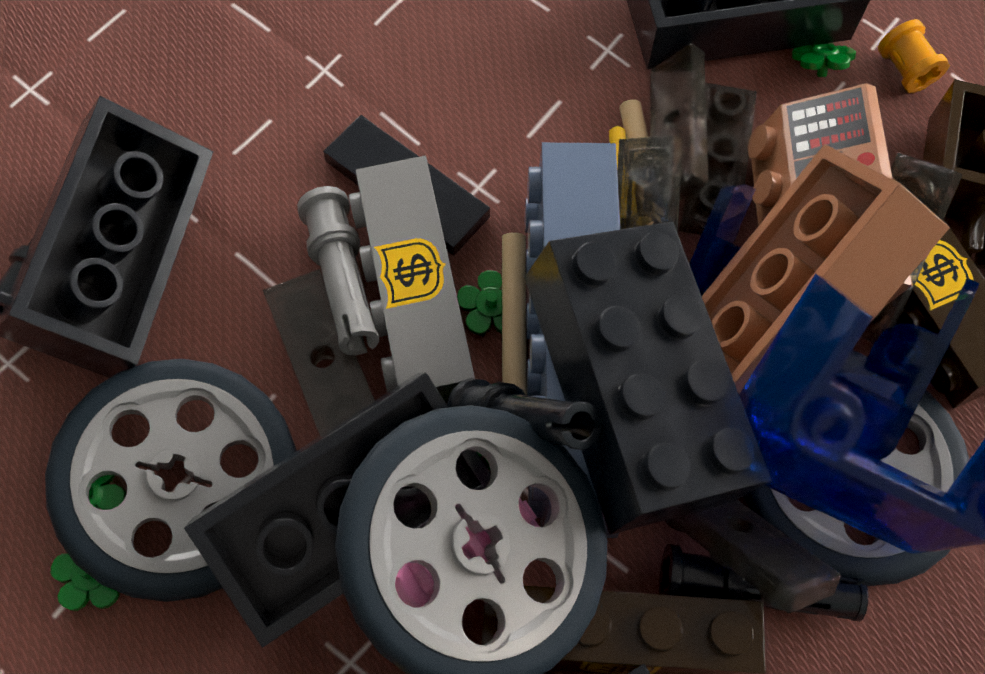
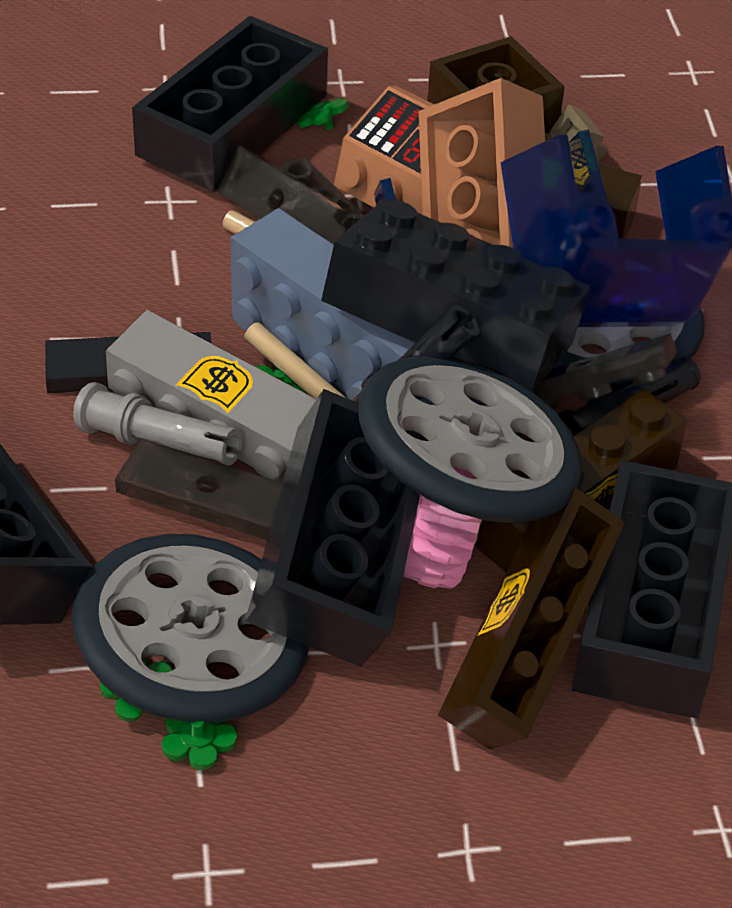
camera: 45 degrees left, 20 degrees down
(913, 56) = (375, 76): light orange bush -> none

